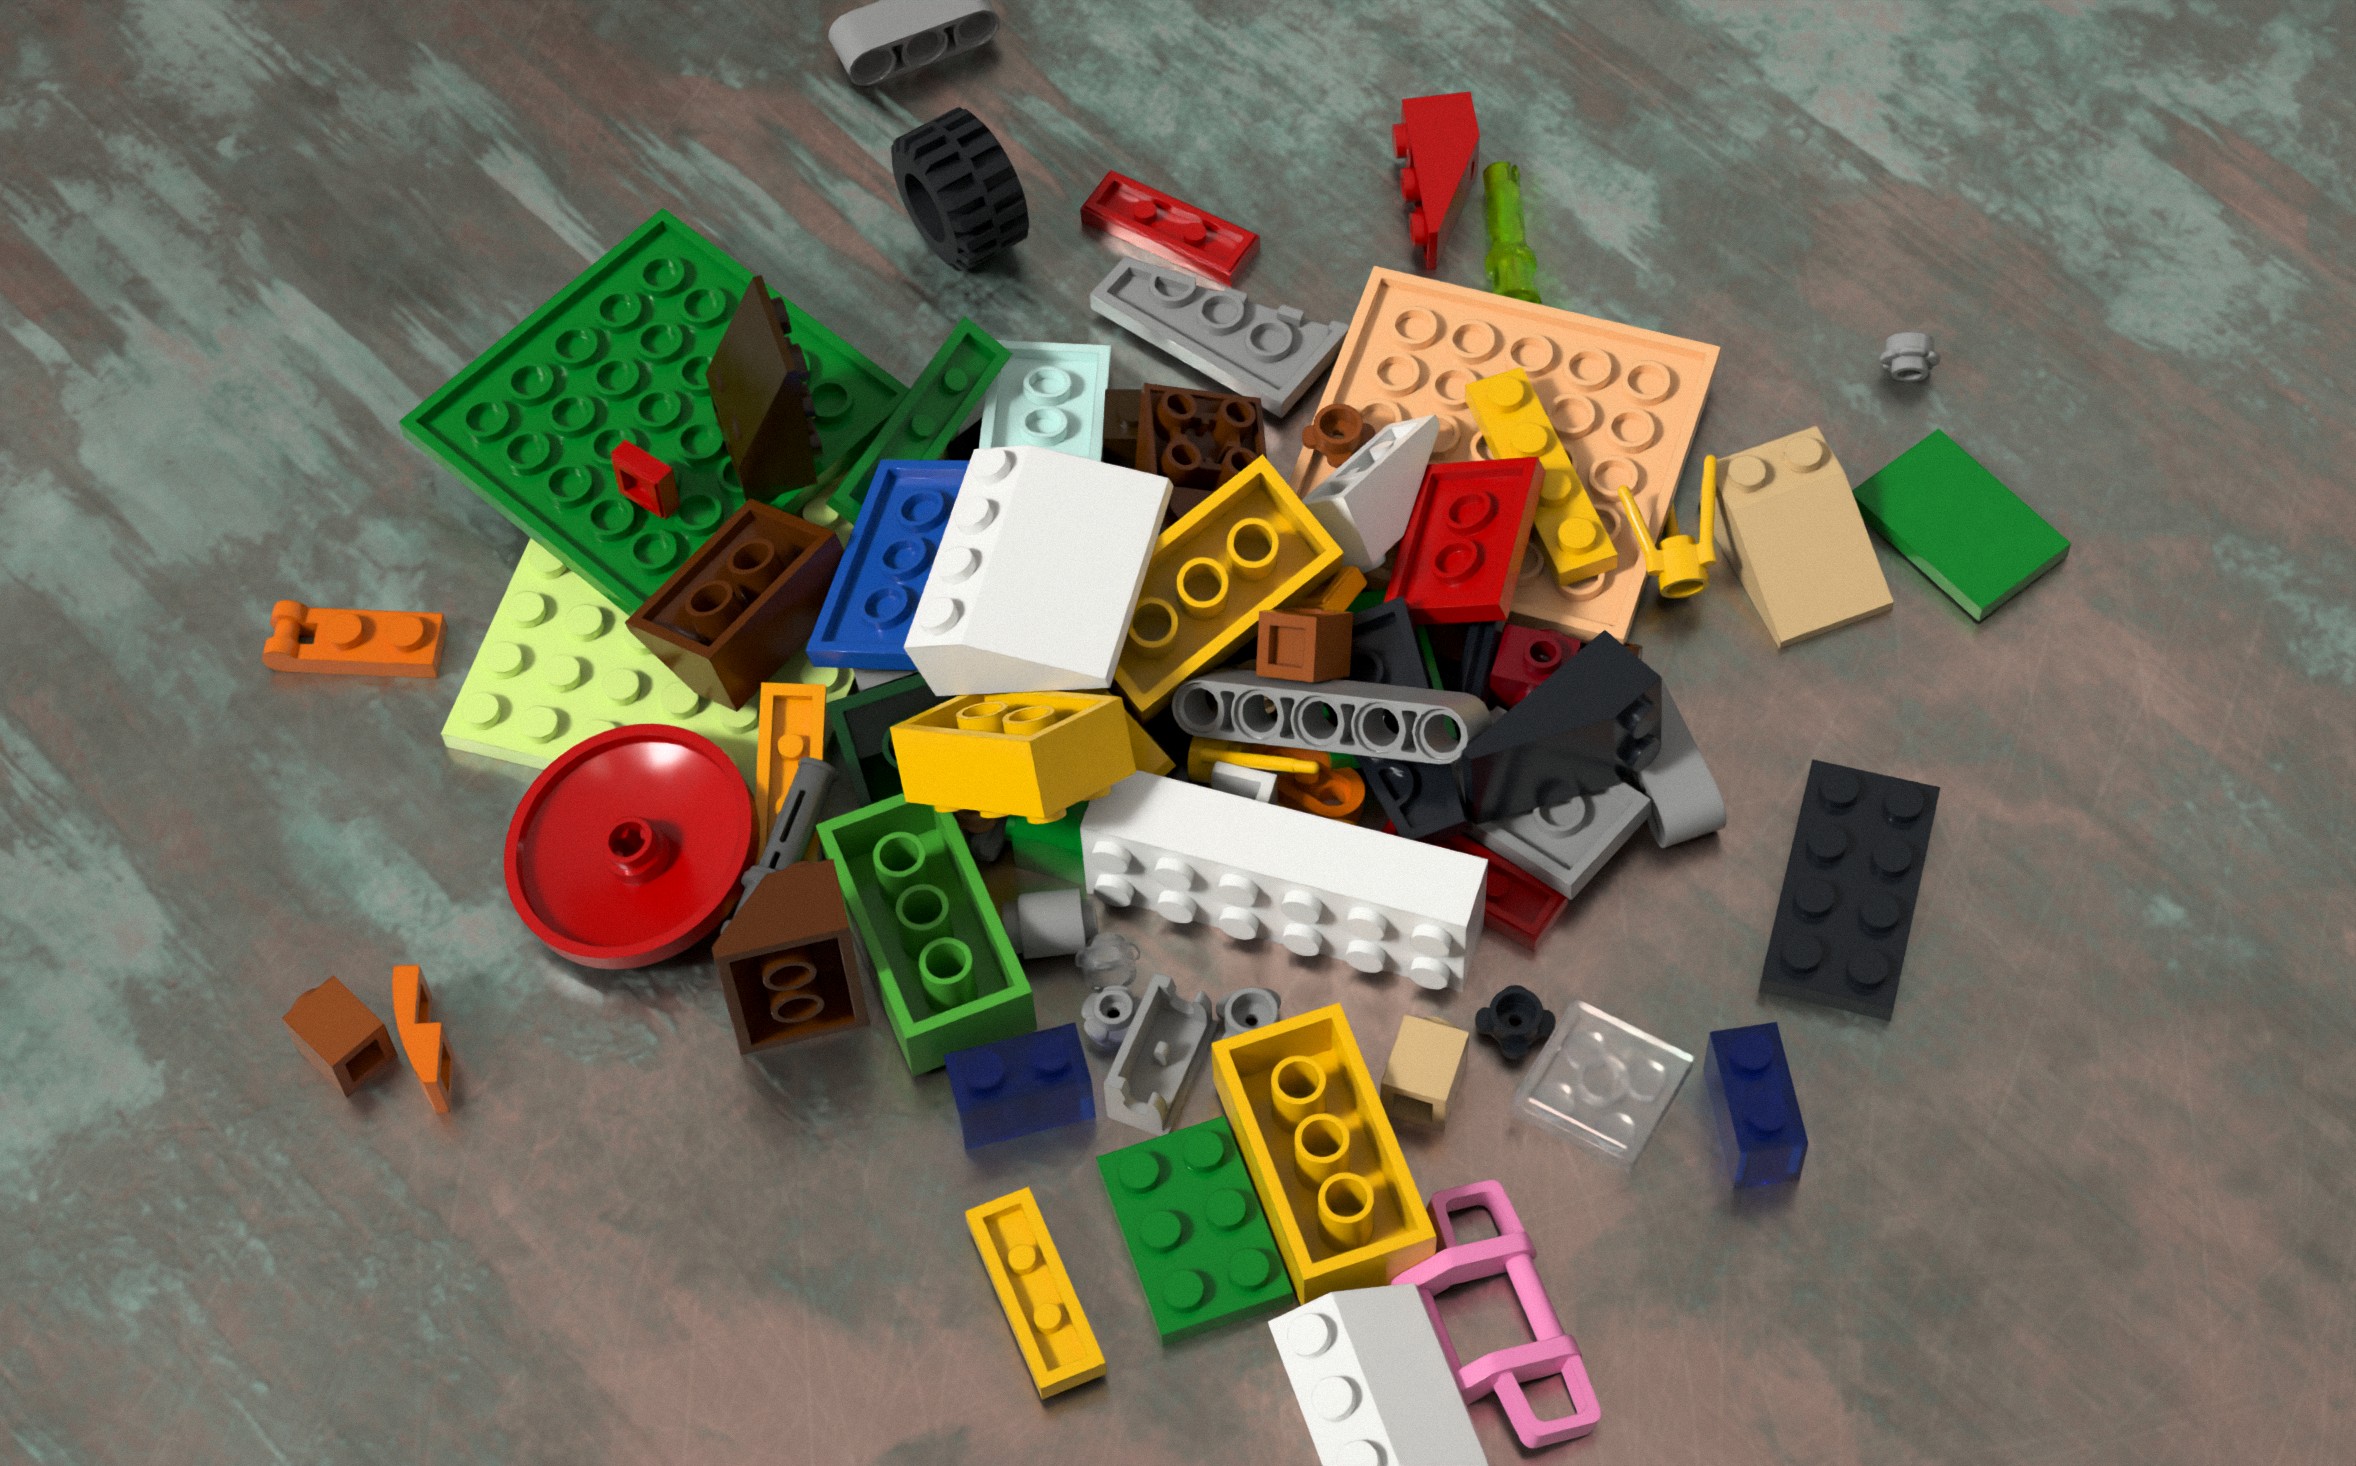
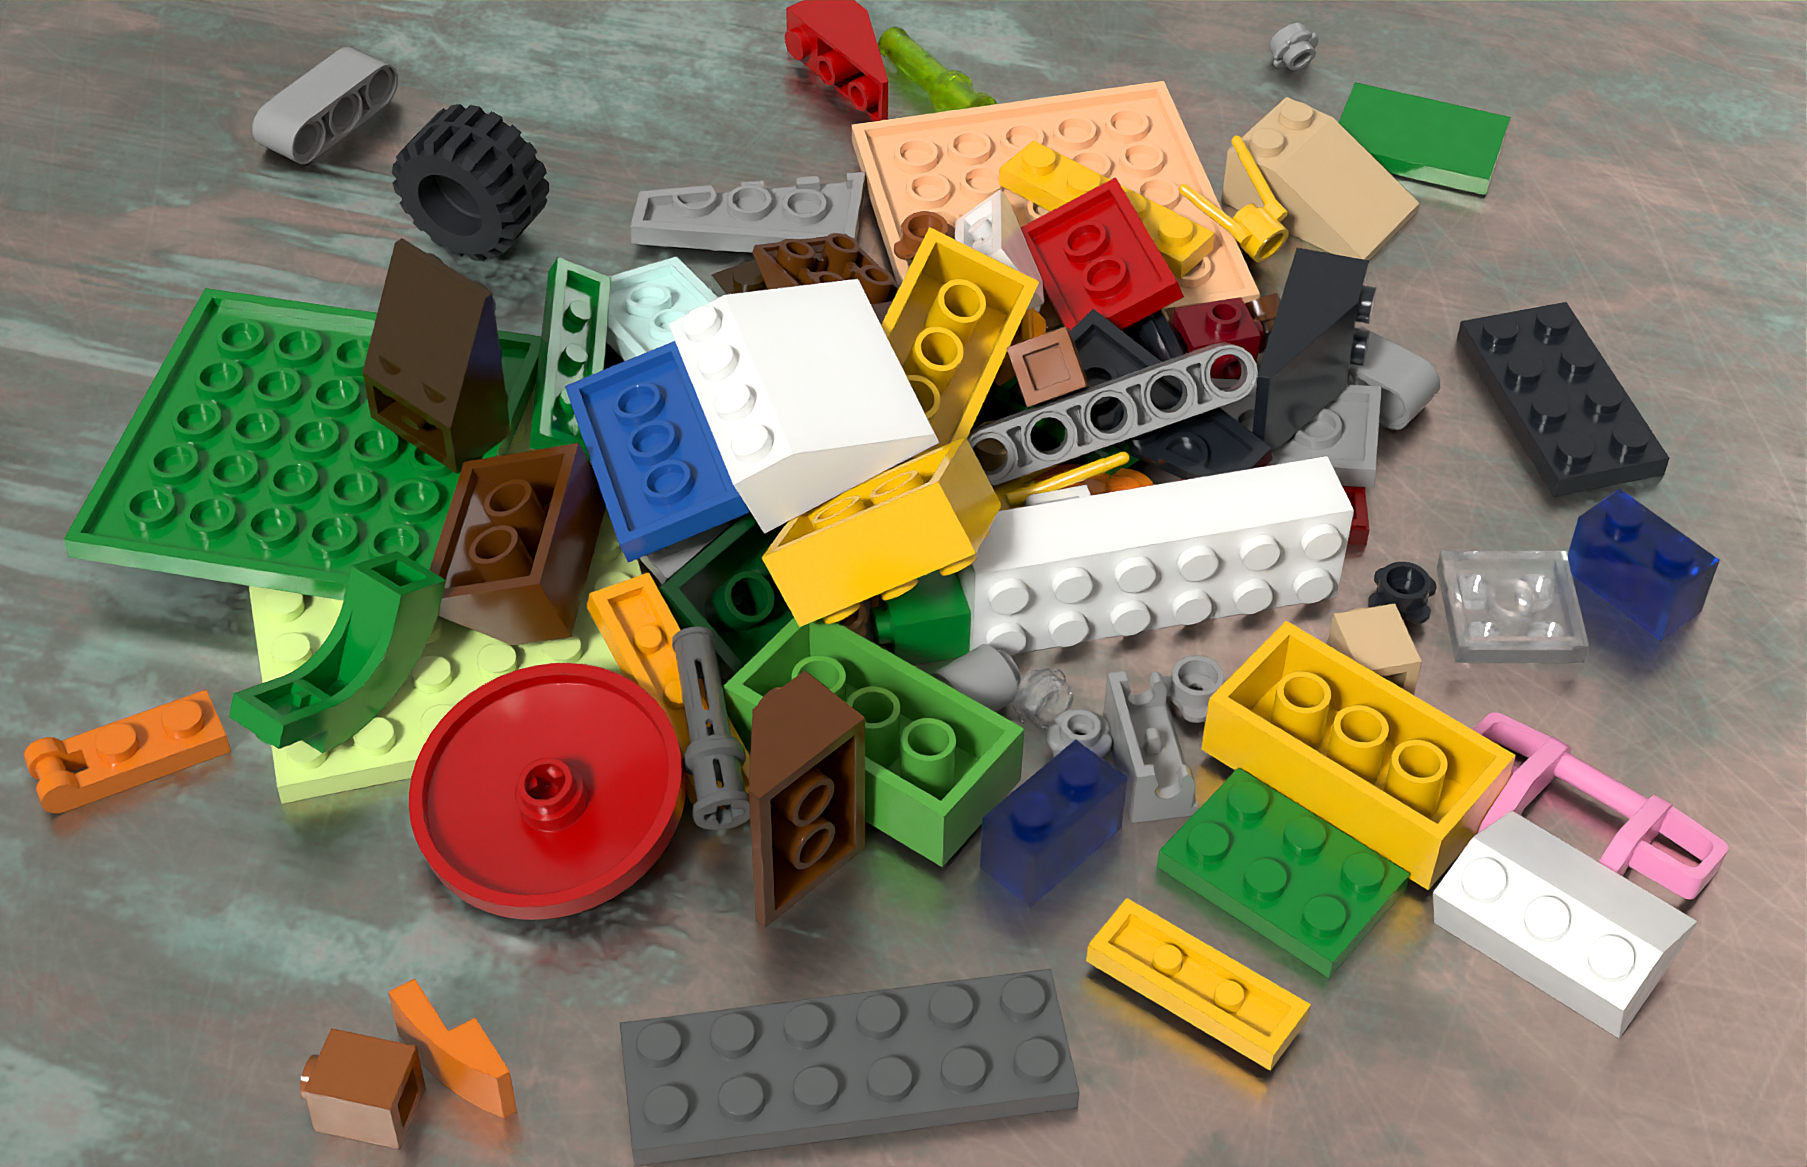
camera: 35 degrees left, 10 degrees down
(540, 664) = (359, 666): none -> green arch
(645, 479) = (357, 481): red tile -> none
(716, 1211) = (846, 1066): none -> dark grey plate
(1170, 228) = (651, 166): red tile -> none

